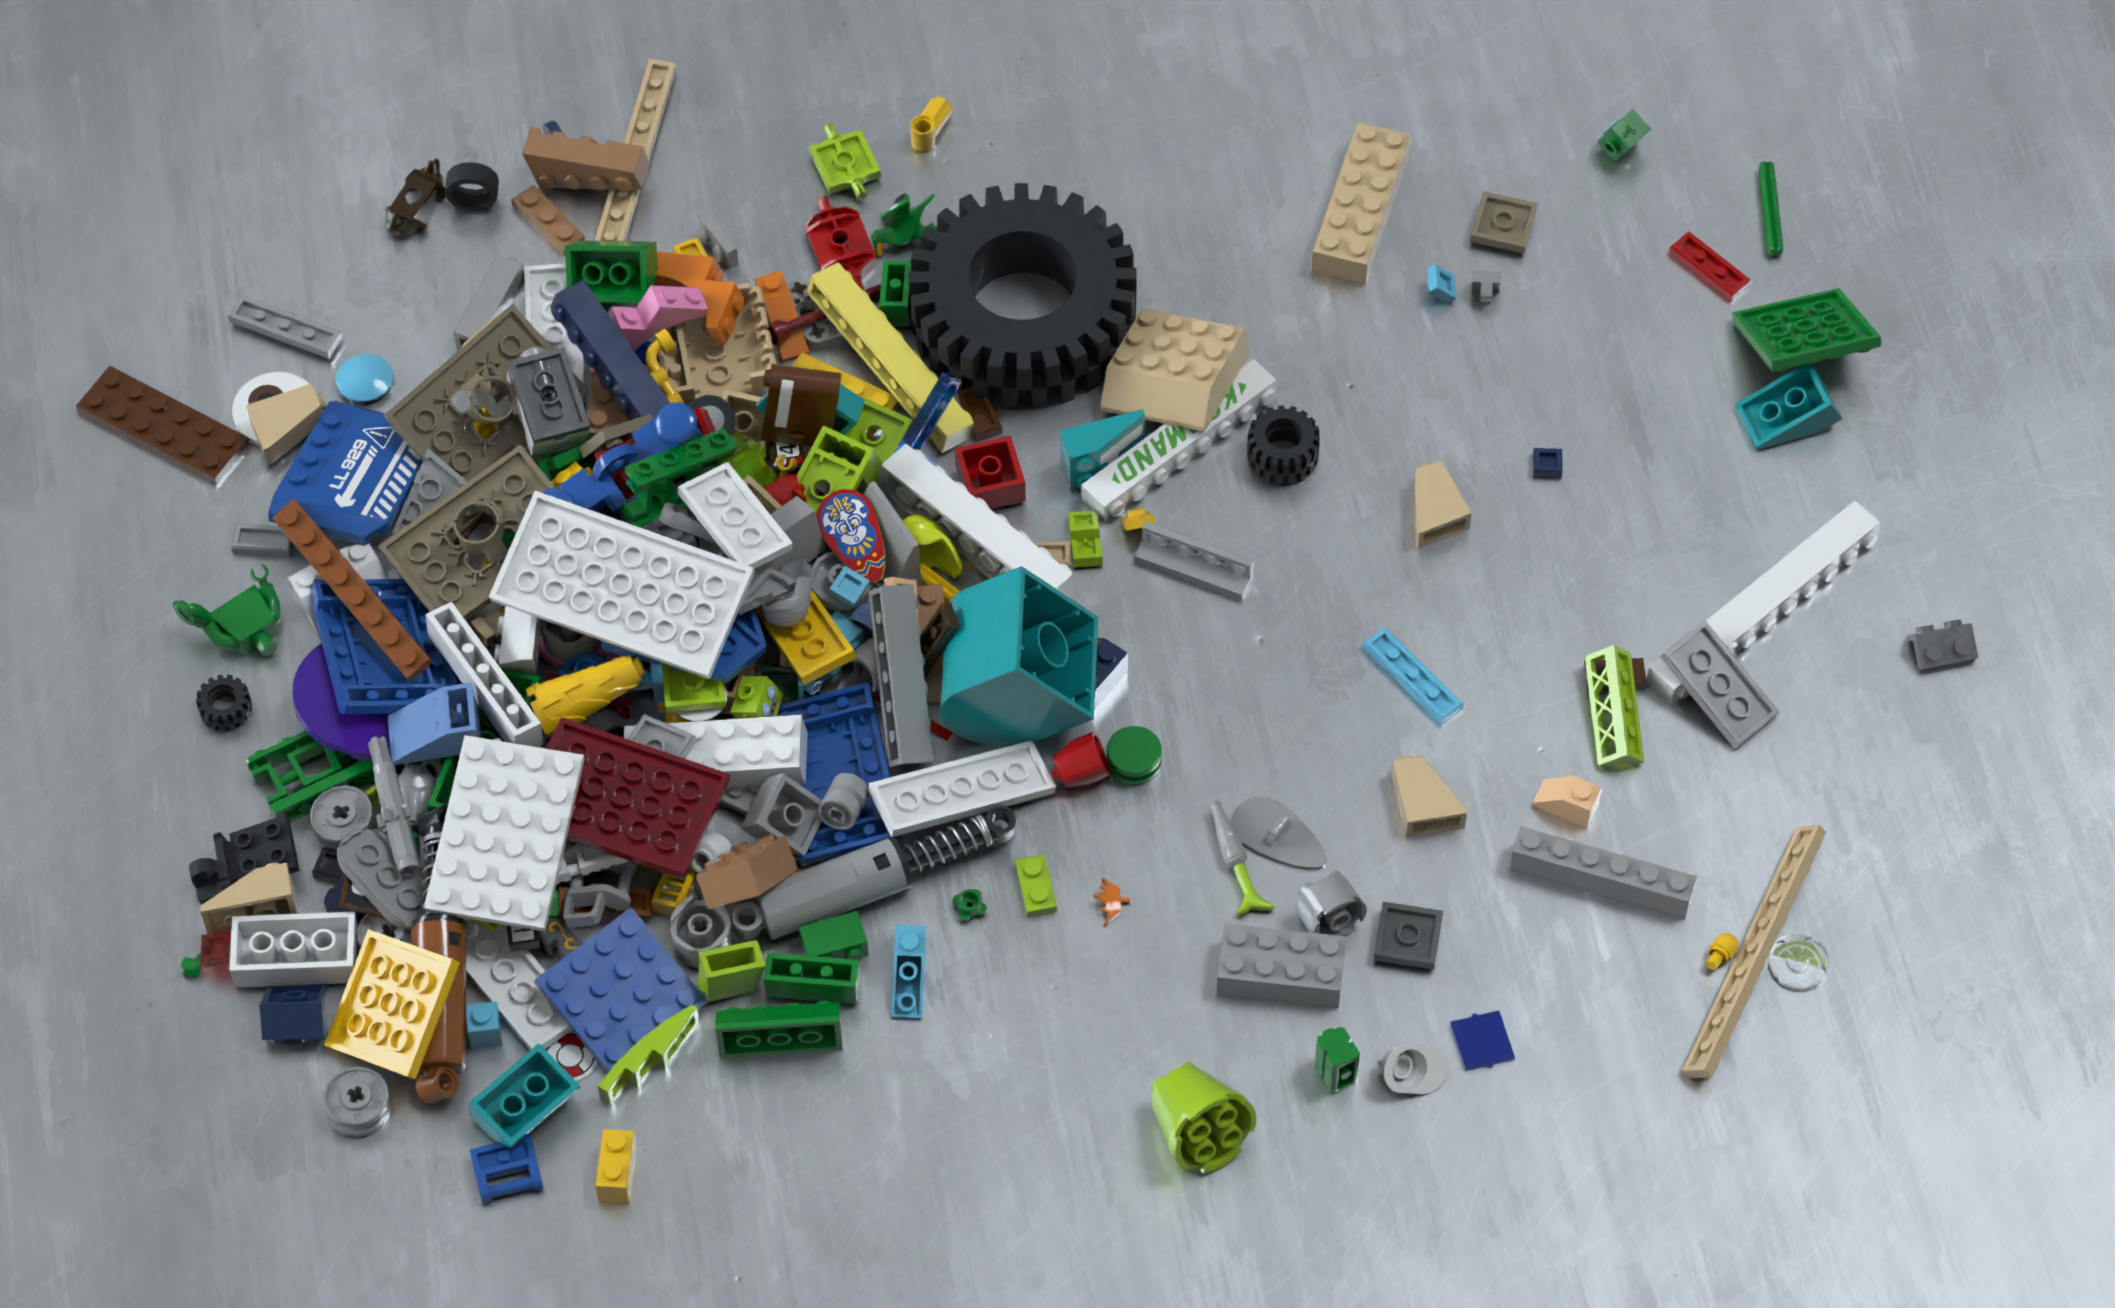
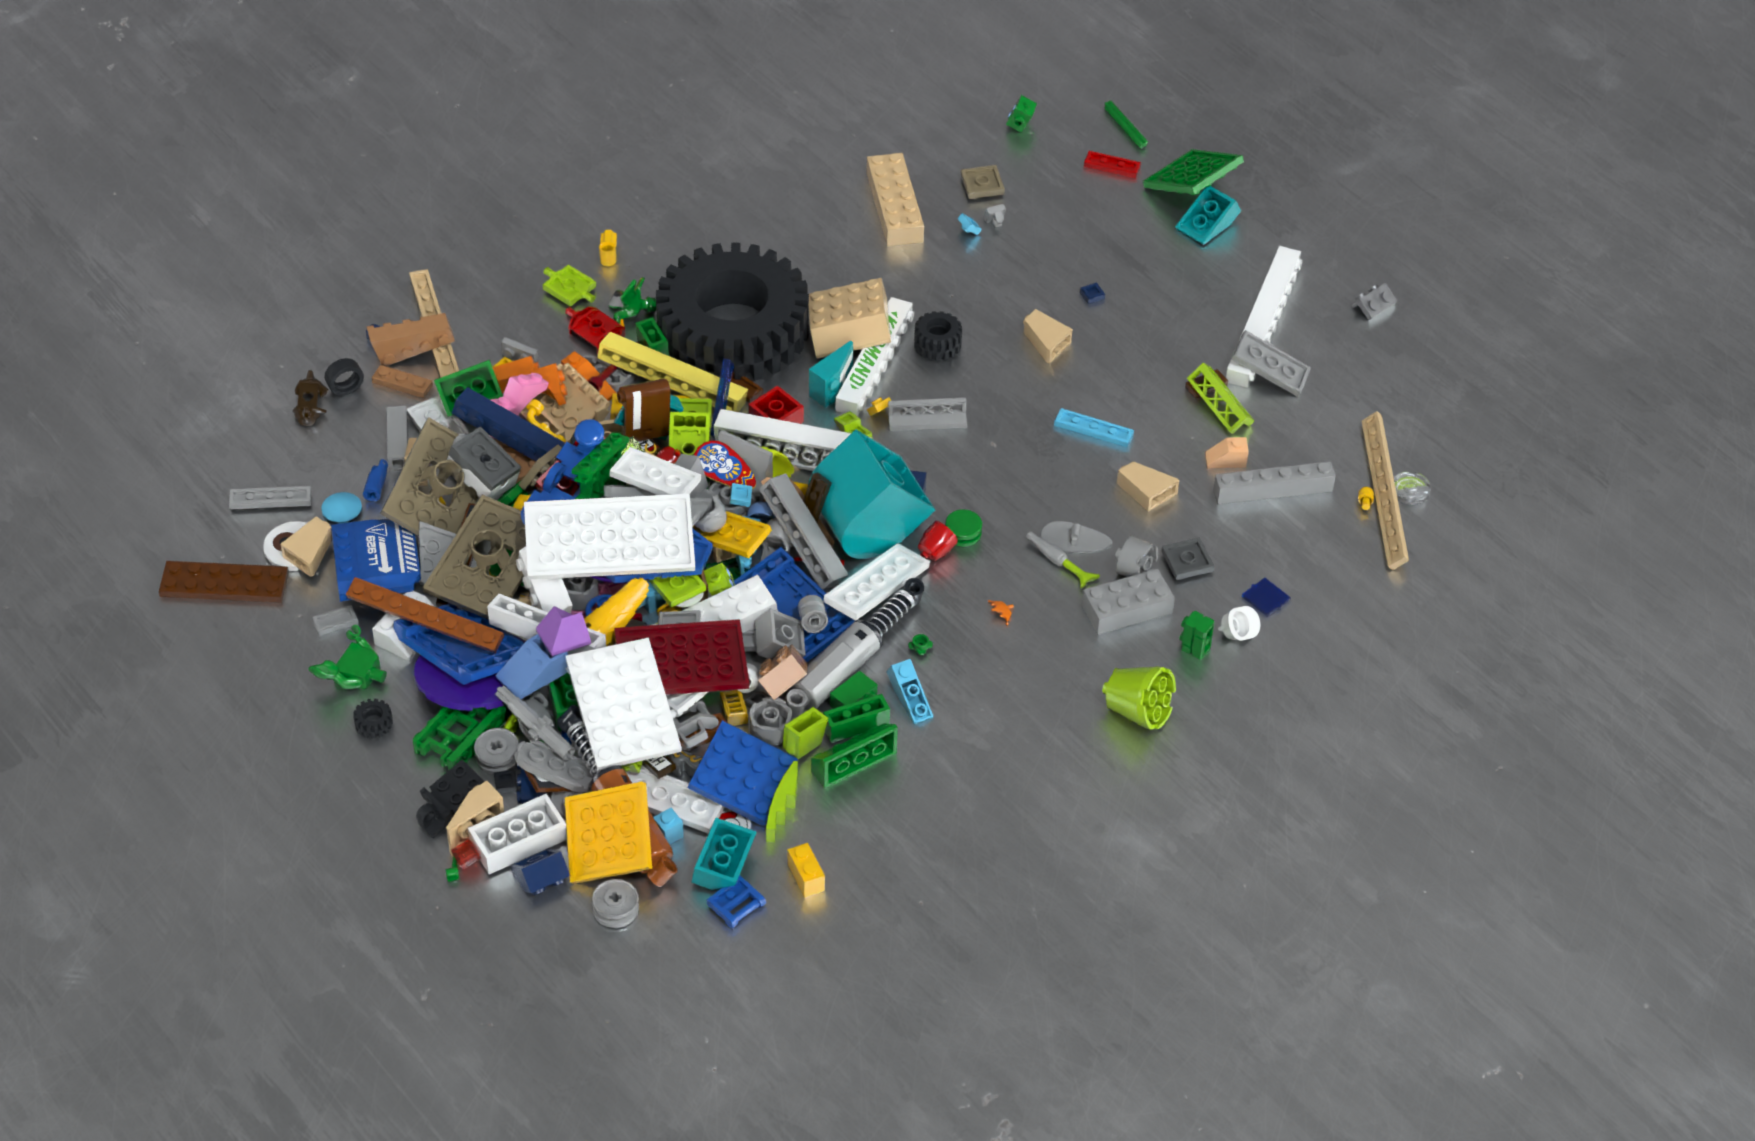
camera: 30 degrees left, 10 degrees down
(426, 358) = (375, 481): none -> blue piece
(486, 697) = (563, 631): none -> medium lavender slope
(1035, 885) = (952, 619): lime plate -> none

